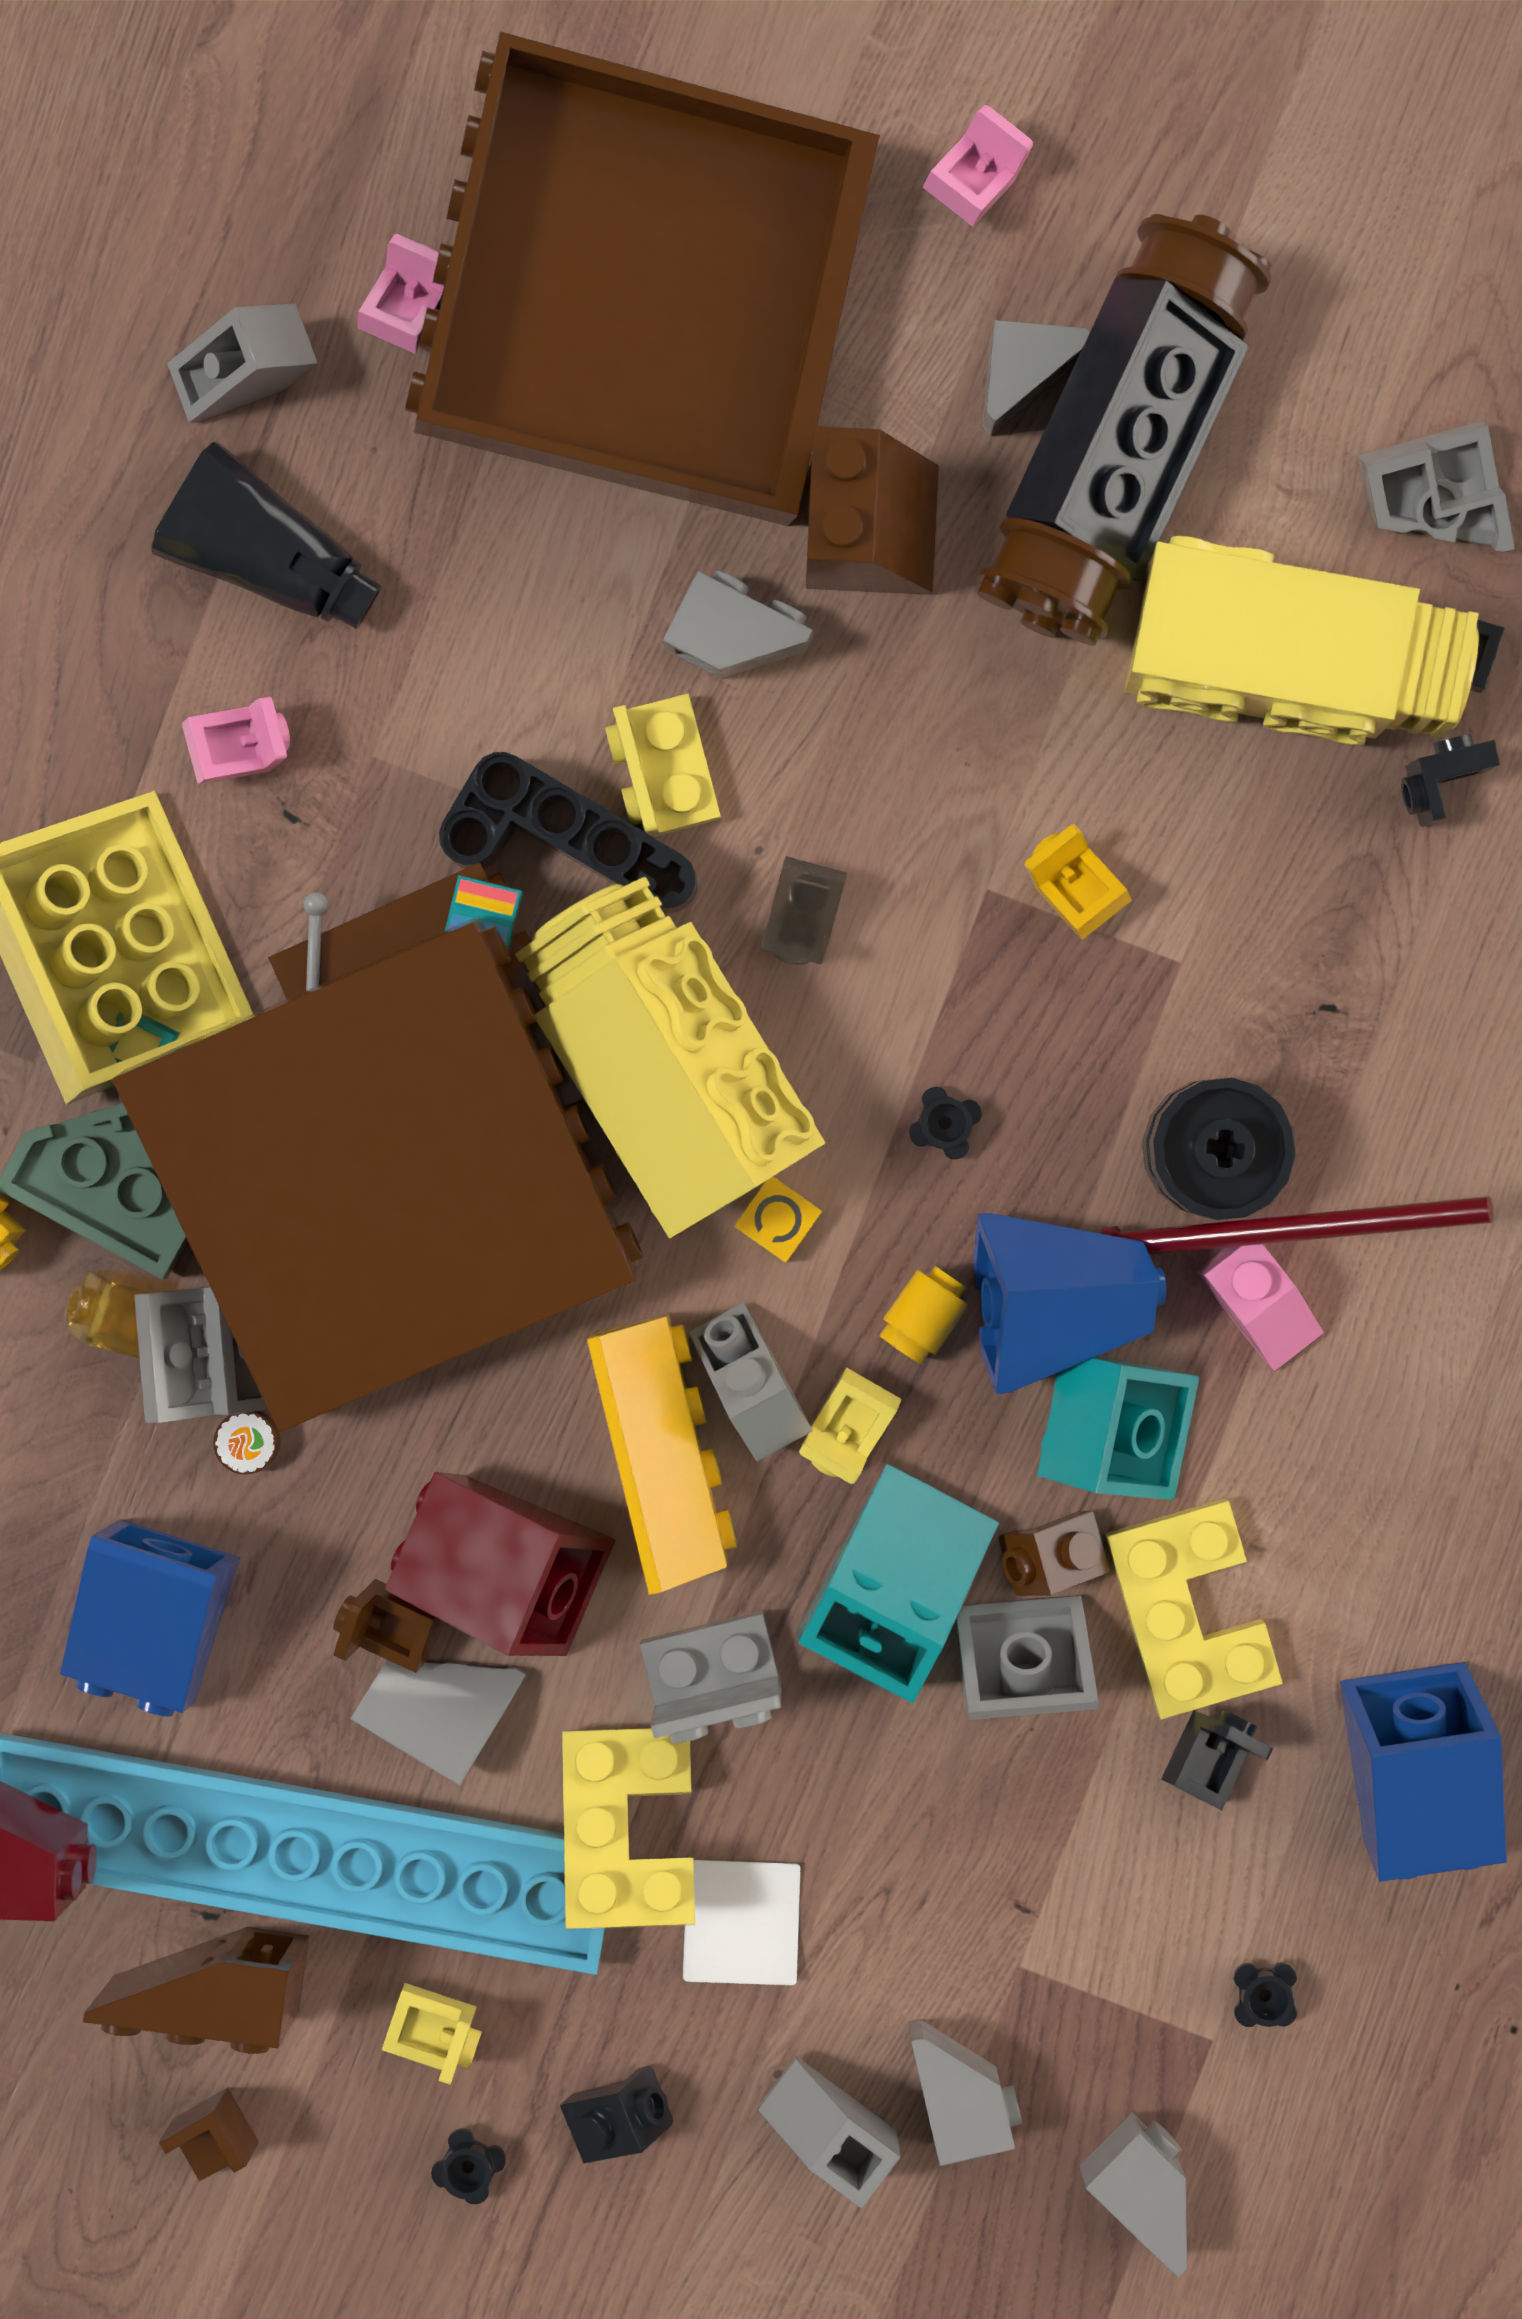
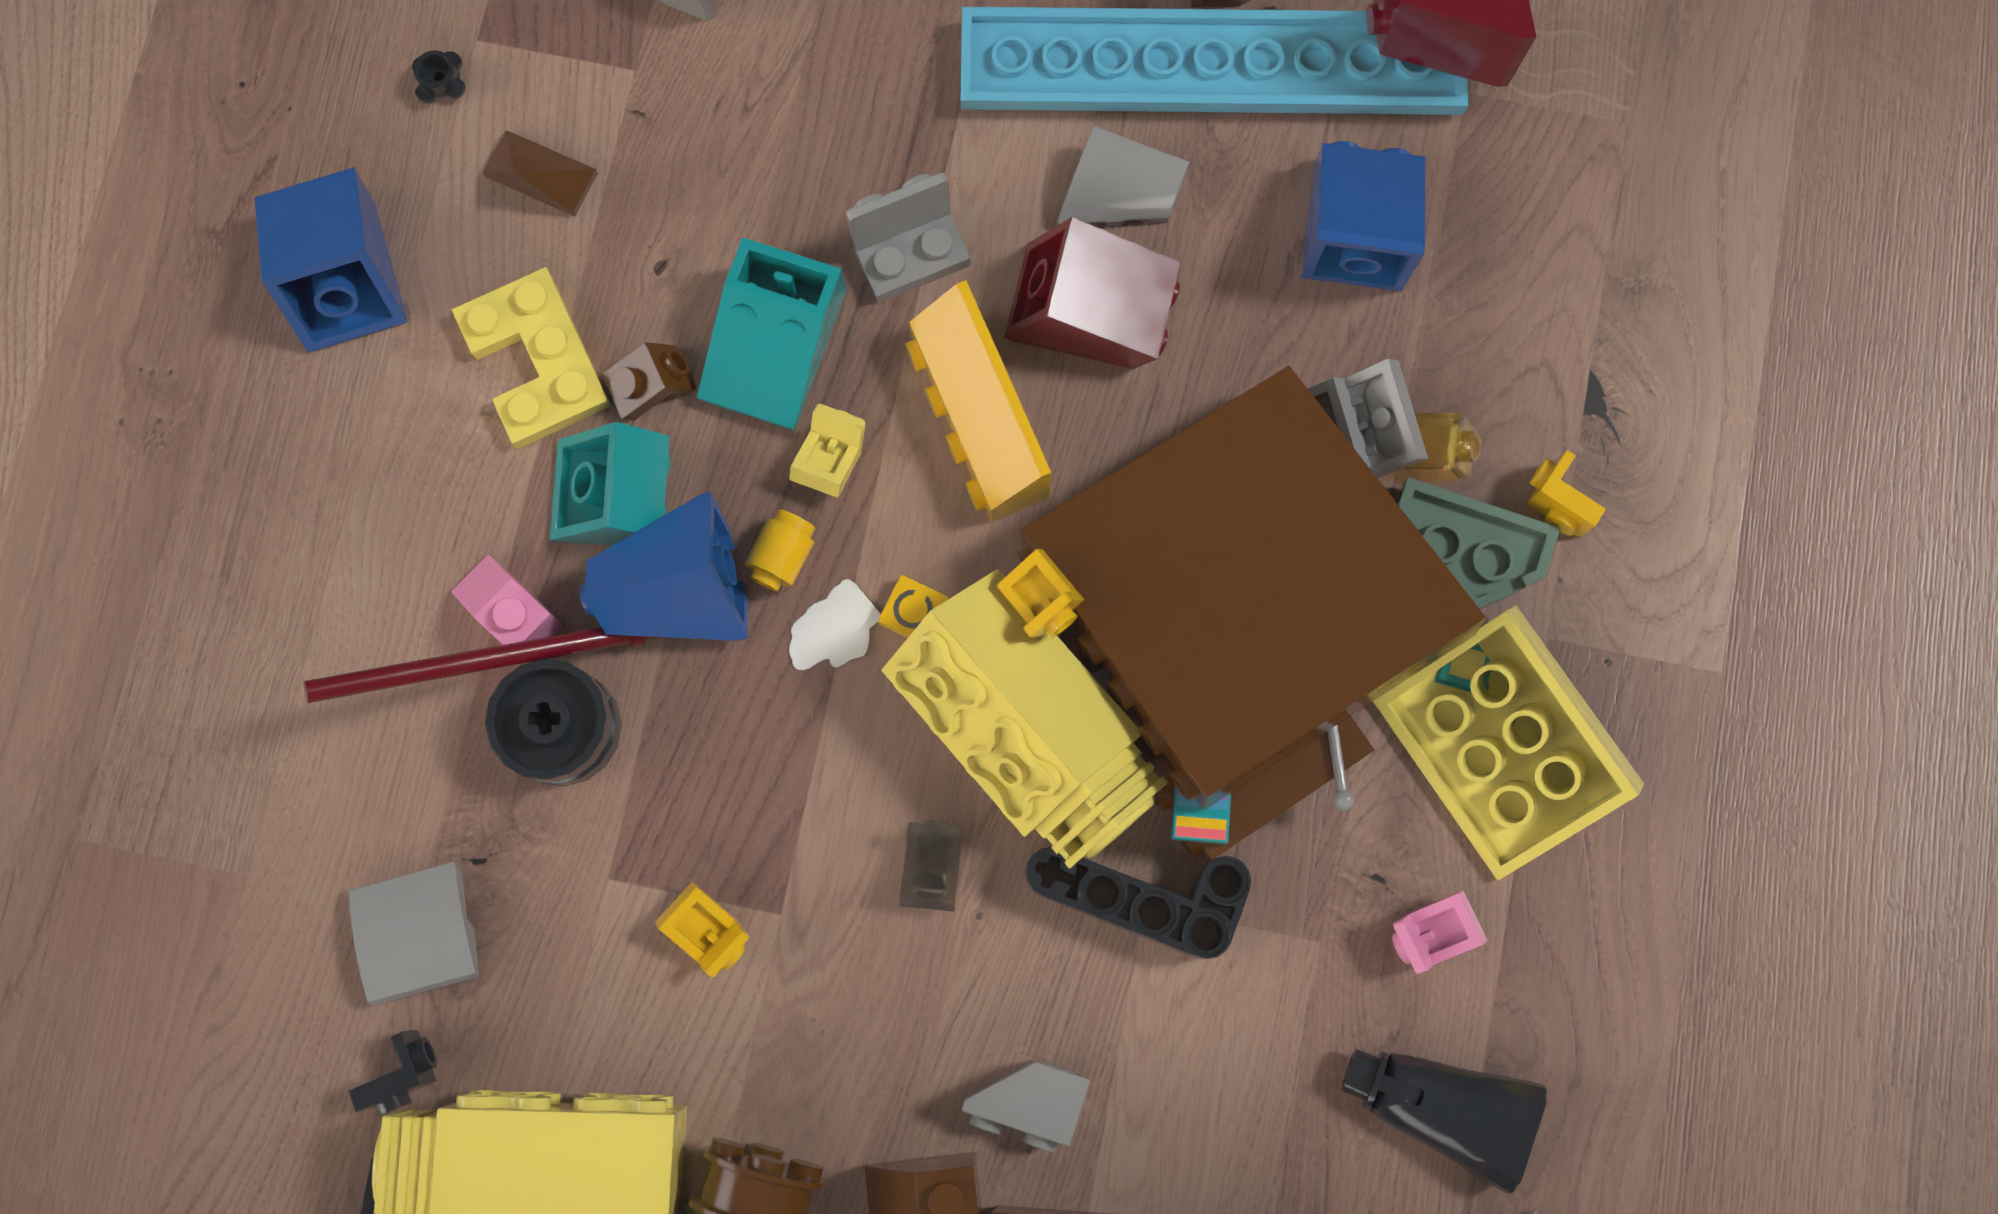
camera: 165 degrees right, 10 degrees down
(246, 1442) = (1314, 361): tile -> none
(384, 1627) = (1177, 236): reddish brown bracket -> none
(600, 1879) = (969, 71): light yellow plate -> none
(623, 1191) = (1041, 595): none -> yellow bracket
(665, 766) = (1070, 973): light yellow bracket -> none
(743, 1923) = (856, 67): white sticker -> none
(750, 1382) = (915, 473): light grey slope -> none
(875, 1214) = (833, 628): none -> white sticker
(962, 1116) = (776, 699): black plate -> none
(1025, 1658) = (658, 291): light grey slope -> none
(1154, 1848) = (540, 173): none -> reddish brown slope
(1212, 1756) = (501, 244): black bracket -> none
(1411, 934) = (412, 934): none -> light grey slope

